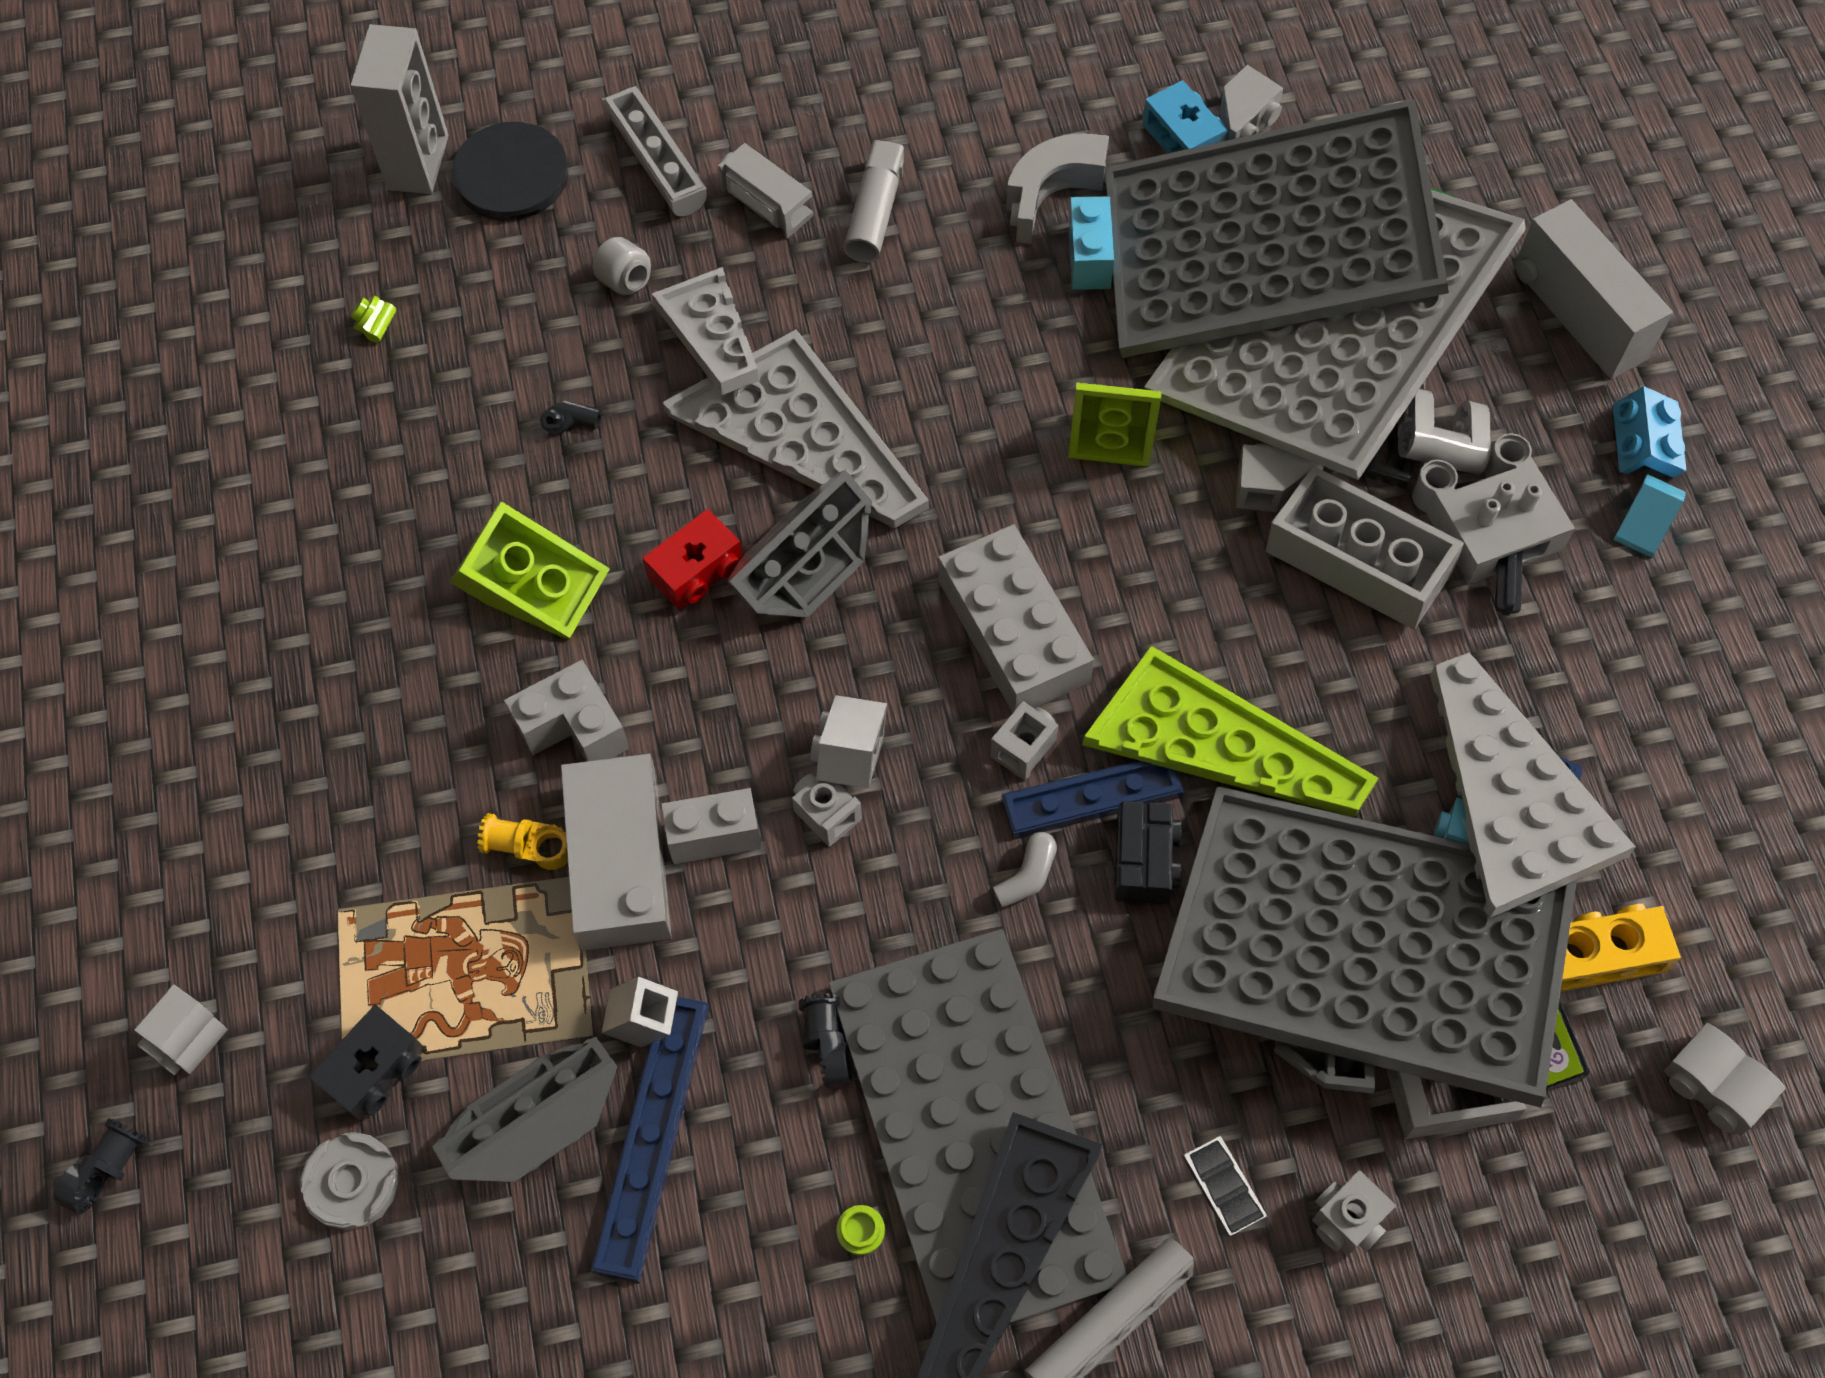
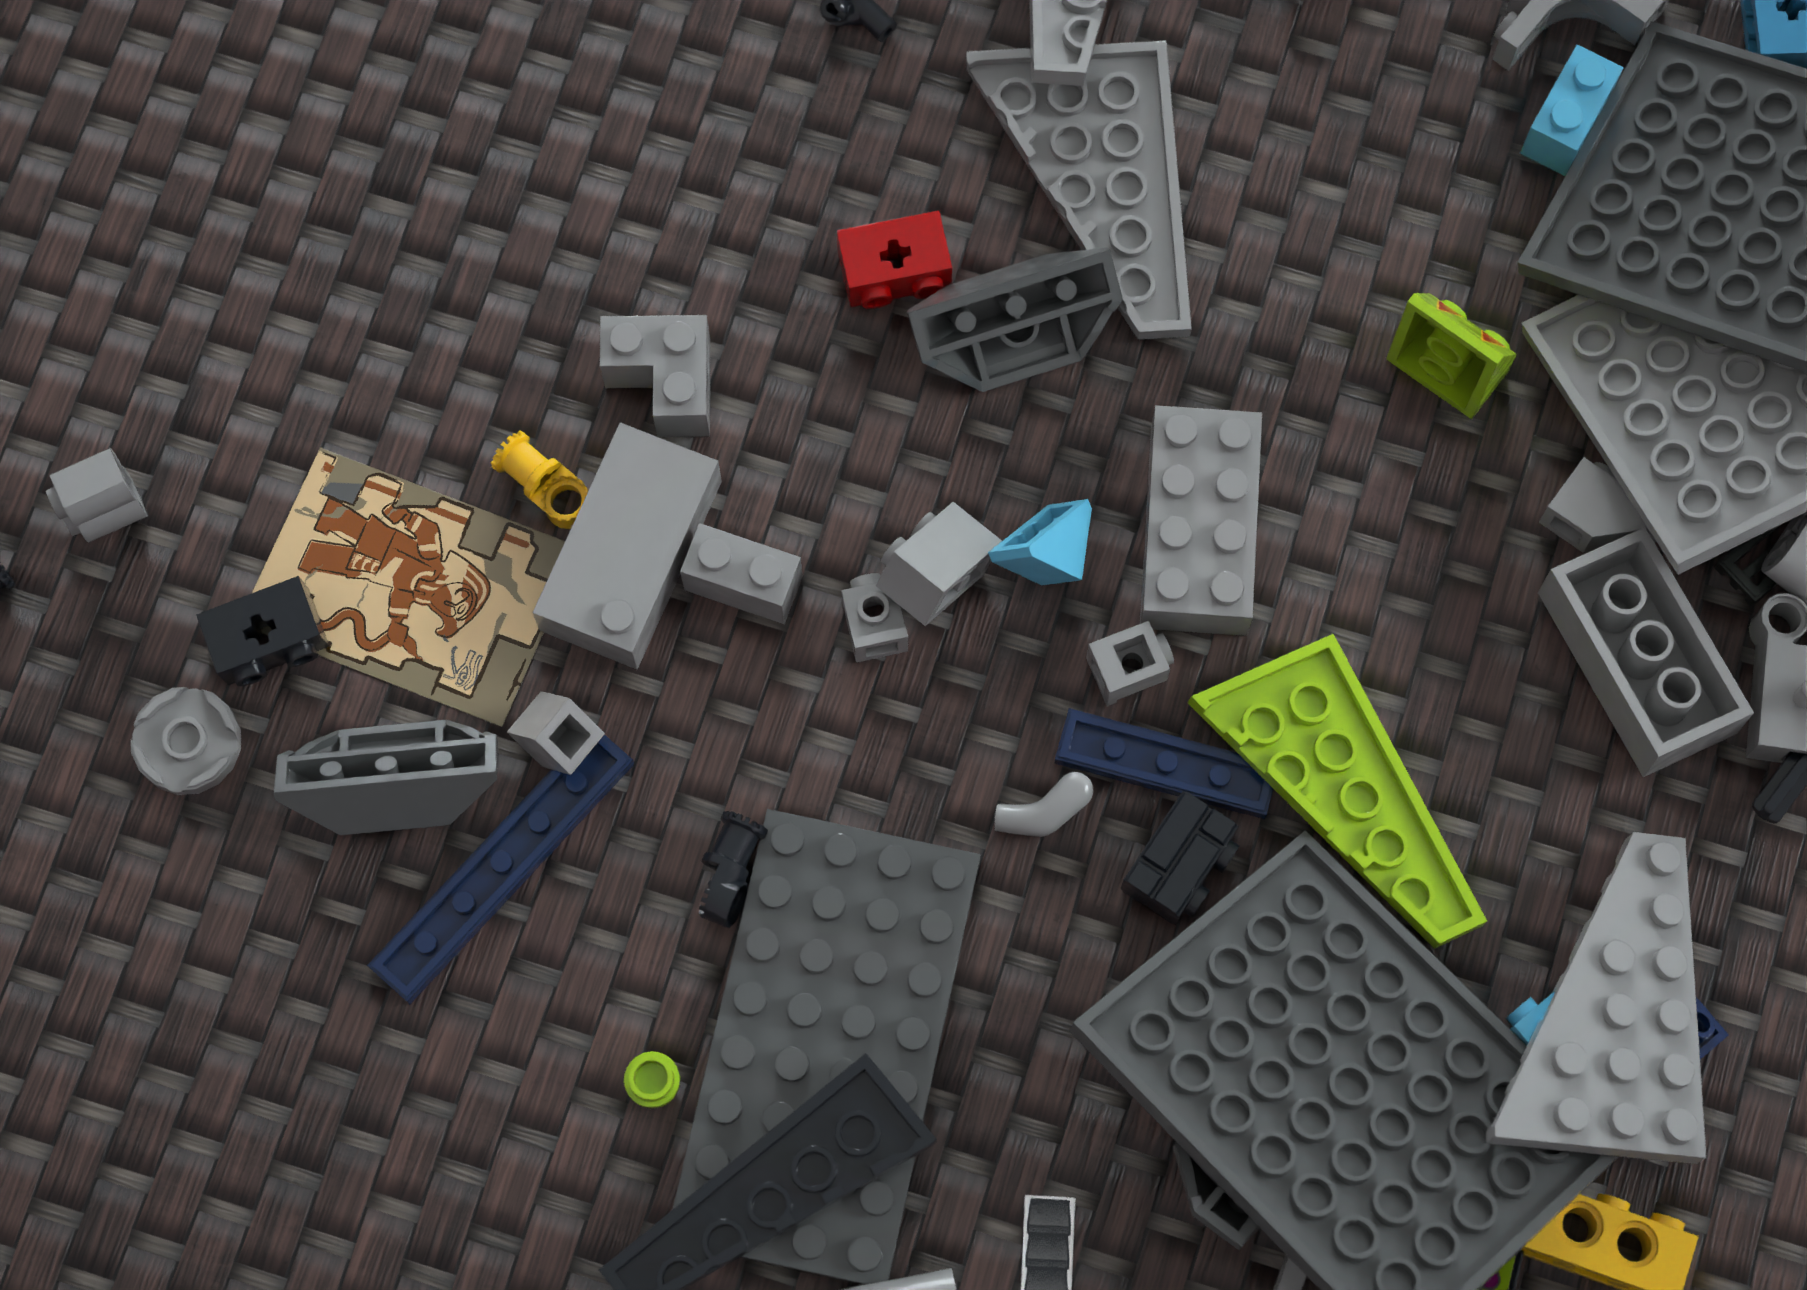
camera: 30 degrees right, 10 degrees up
(529, 573) = (712, 180): lime slope -> none
(920, 690) = (1049, 545): none -> medium azure slope

